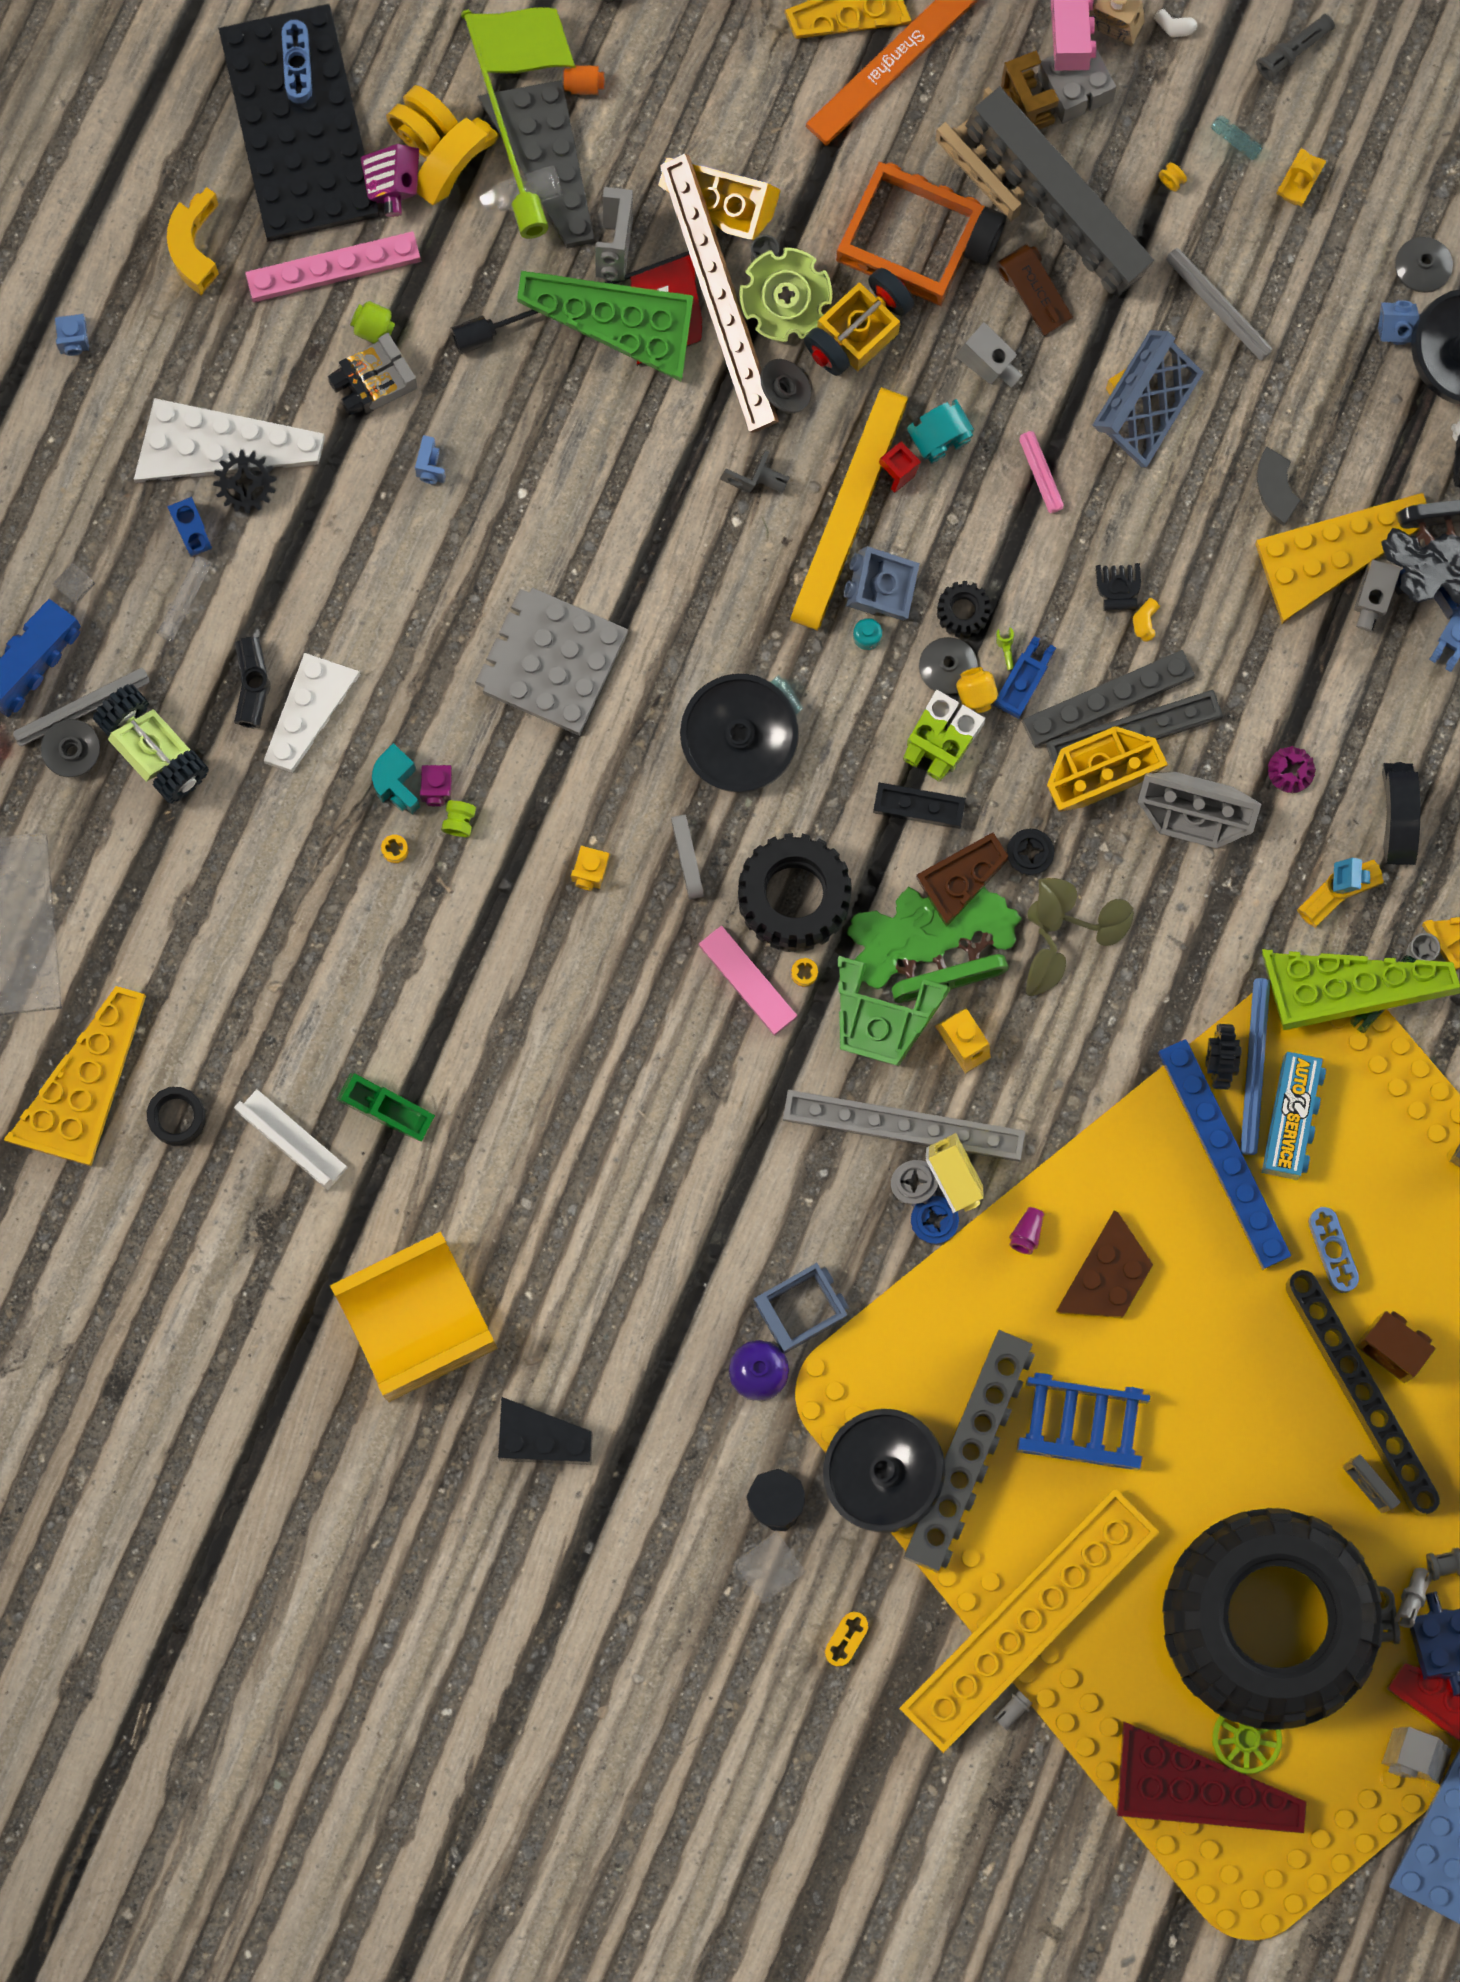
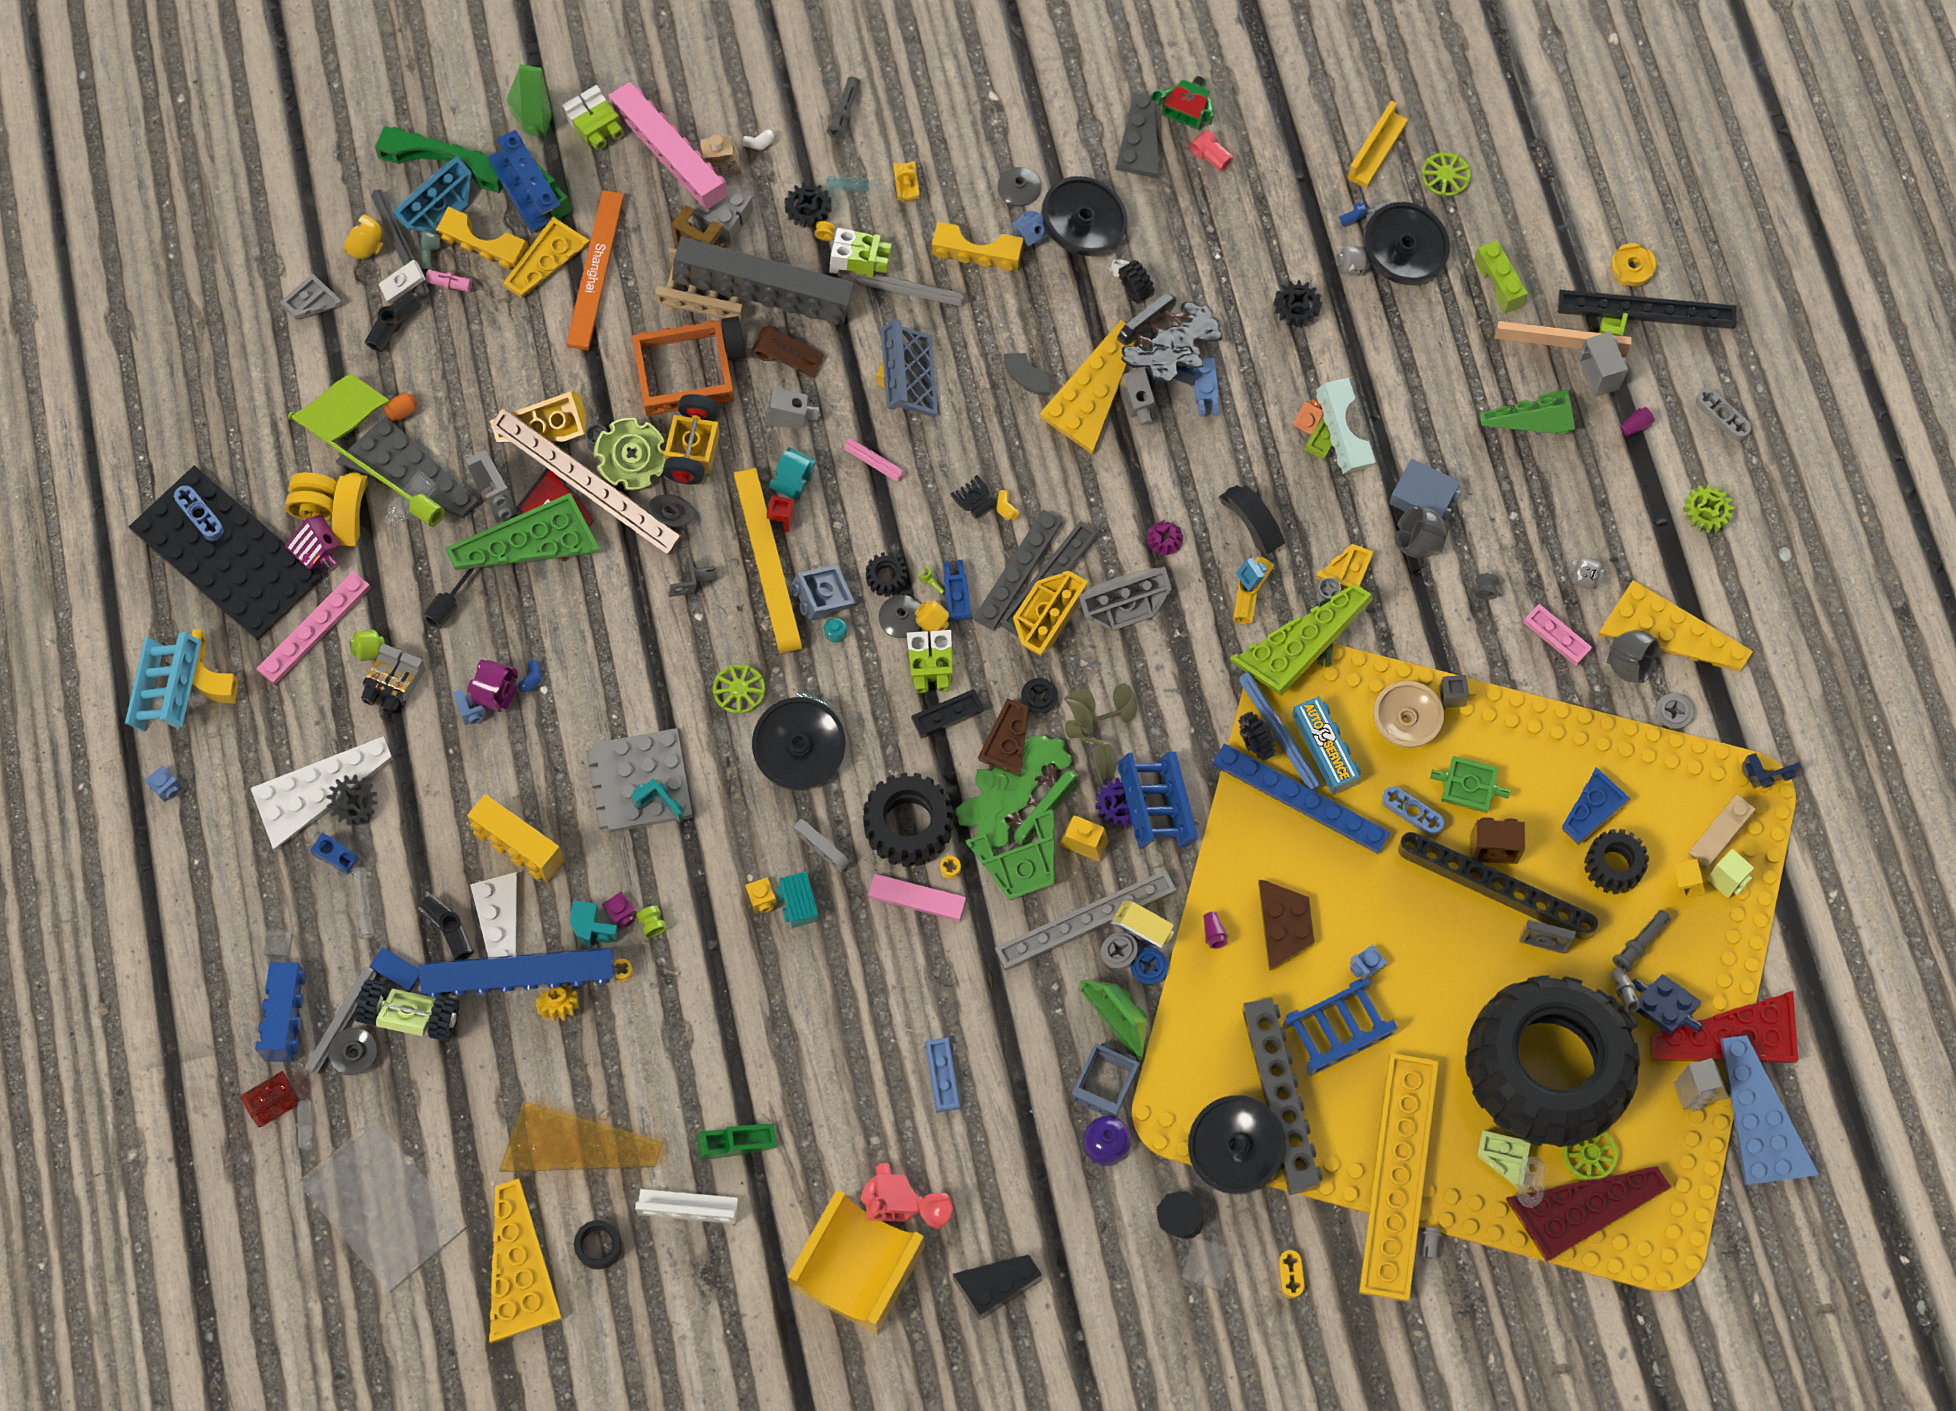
camera: 35 degrees left, 10 degrees down
(152, 237) = (178, 685): none -> medium azure fence
(171, 691) = (395, 969): none -> blue tile
(211, 984) = (560, 1141): none -> clear yellow wing
(287, 778) = (517, 970): none -> blue brick
(305, 838) = (557, 1003): none -> yellow gear
(378, 631) = (515, 838): none -> yellow brick
(469, 455) = (493, 685): none -> magenta brick
(500, 1280) = (893, 1199): none -> coral torso
(517, 474) = (533, 679): none -> blue arm
(543, 678) = (645, 793): none -> teal bracket
(623, 899) = (798, 899): none -> teal brick
(641, 1184) = (942, 1075): none -> medium blue tile
(722, 629) = (738, 688): none -> lime wheel
(866, 1248) = (1118, 1012): none -> bright green wedge
(1034, 1039) = (1114, 814): none -> dark purple gear
(1095, 1058) = (1176, 796): none -> blue fence
(1154, 1677) = (1503, 1154): none -> yellowish green wing
(1160, 1724) = (1530, 1180): none -> clear plate
(1162, 1377) = (1367, 963): none -> medium blue bracket
(1186, 129) = (808, 203): none -> black gear
(1189, 227) = (859, 253): none -> lime hips
(1347, 330) = (1002, 253): none -> yellow arch
(1415, 1264) = (1469, 784): none -> bright green plate
(1421, 1132) = (1410, 701): none -> tan dish

